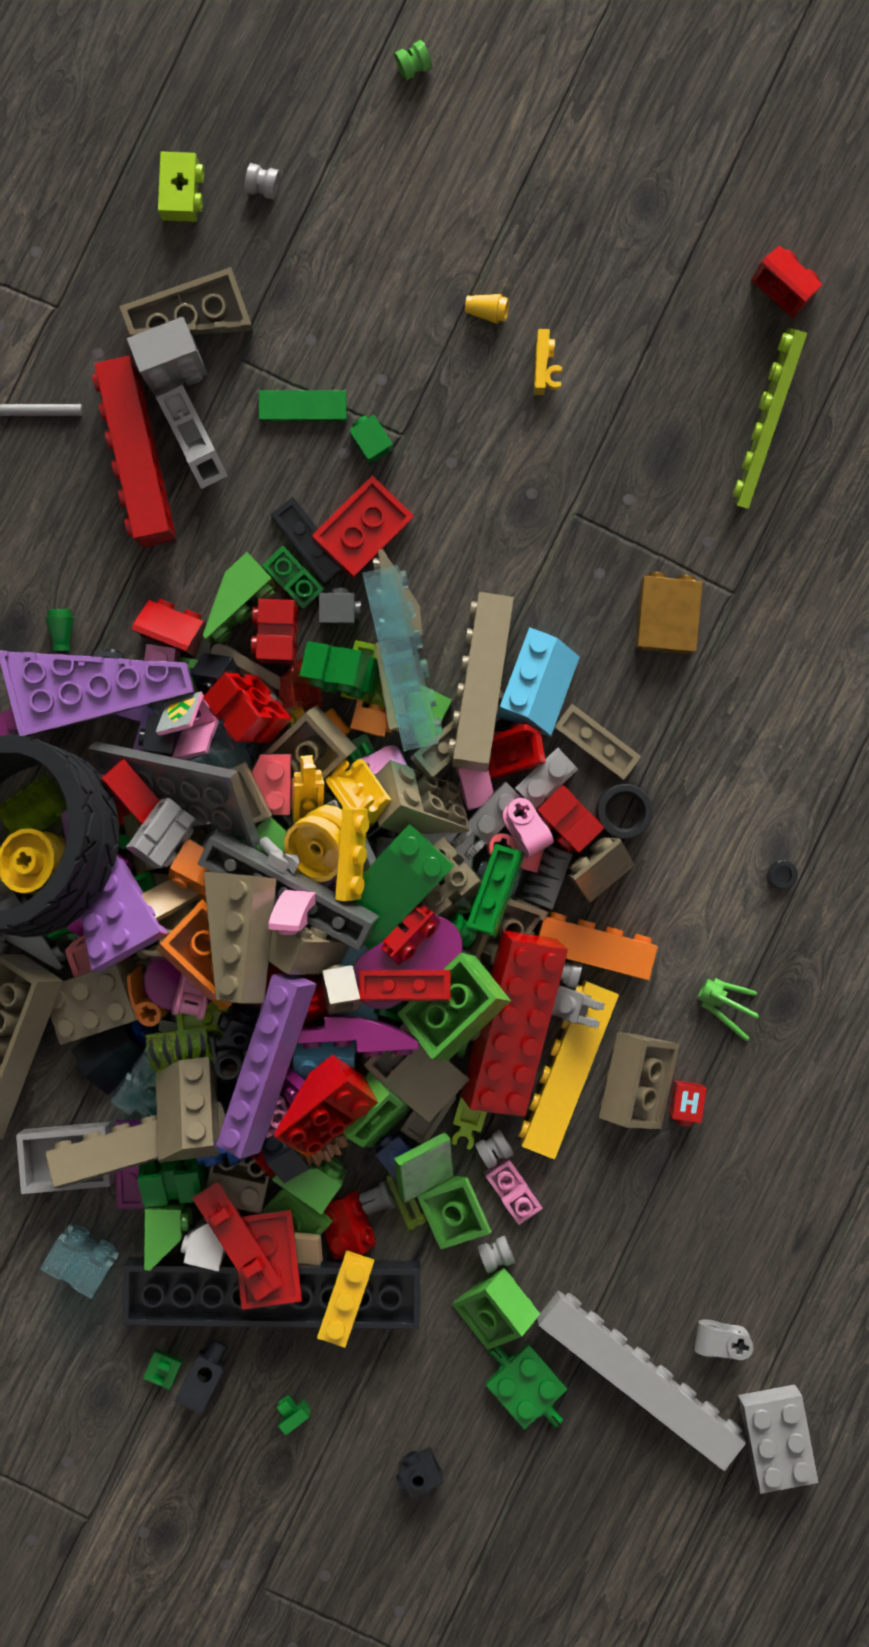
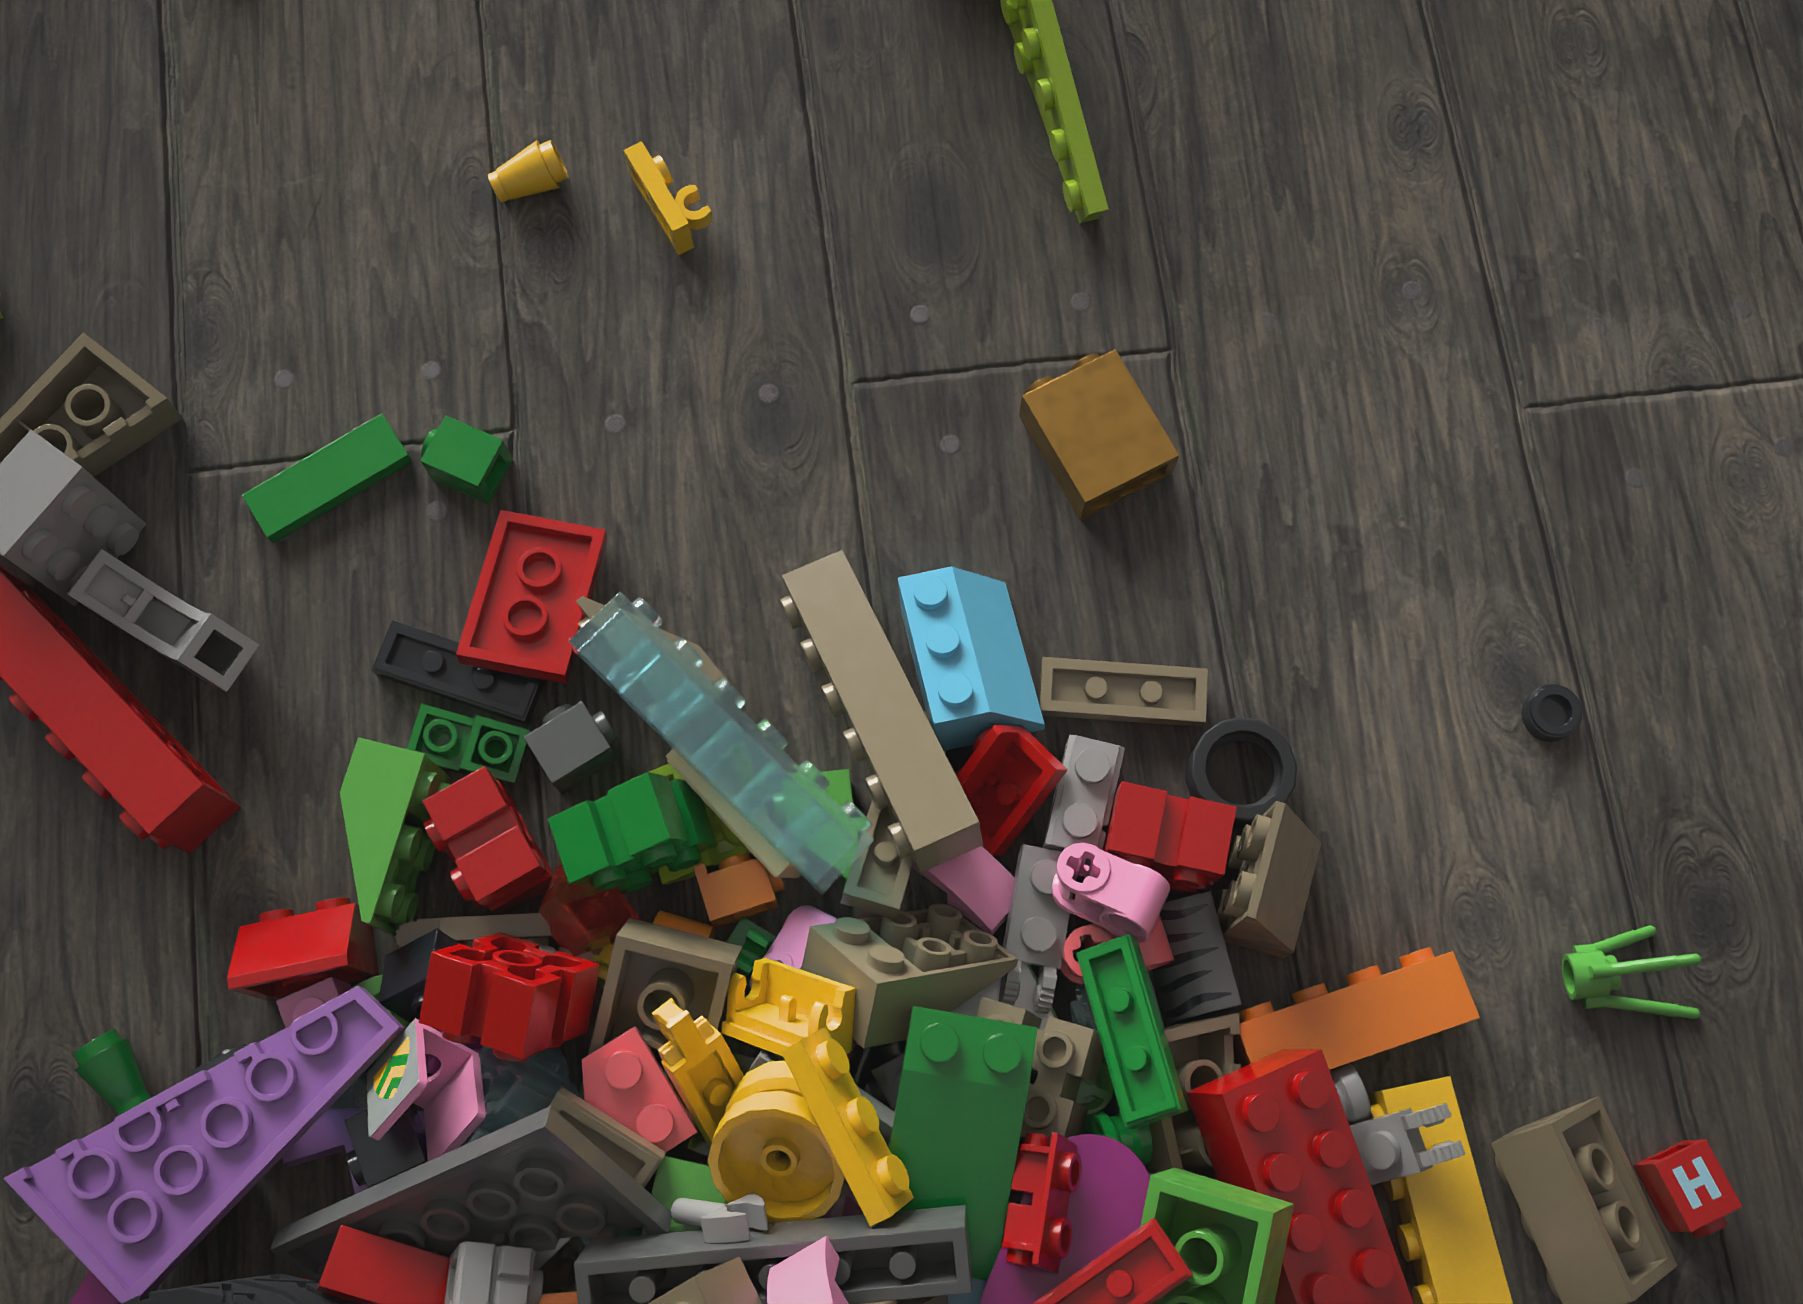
camera: 30 degrees left, 15 degrees down
(262, 181) = (71, 199): light grey wheel -> none

